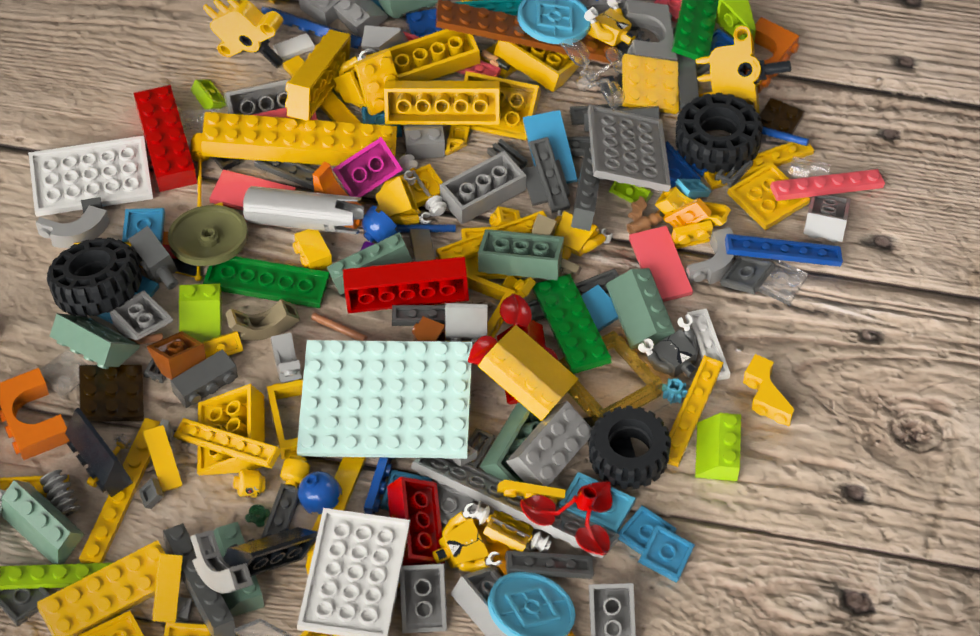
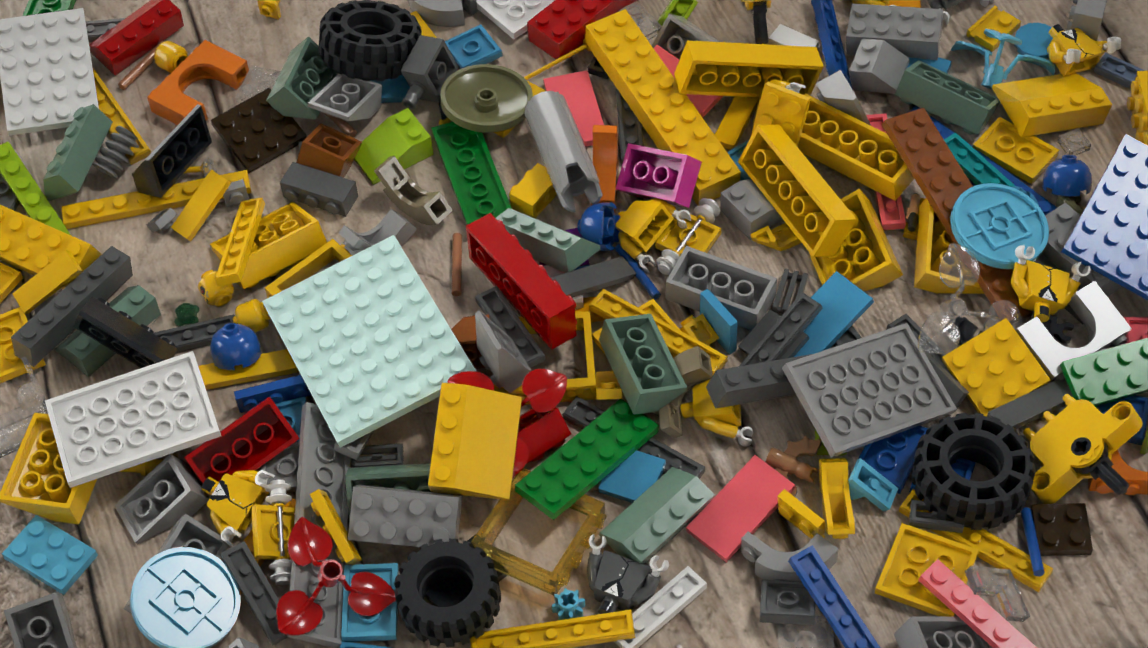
camera: 65 degrees right, 0 degrees up
(214, 569) = (82, 288): light grey arch -> none
(228, 342) = (366, 181): yellow plate -> none
(513, 197) = (720, 320): none -> dark azure tile
(688, 214) = (815, 494): light orange plate -> none

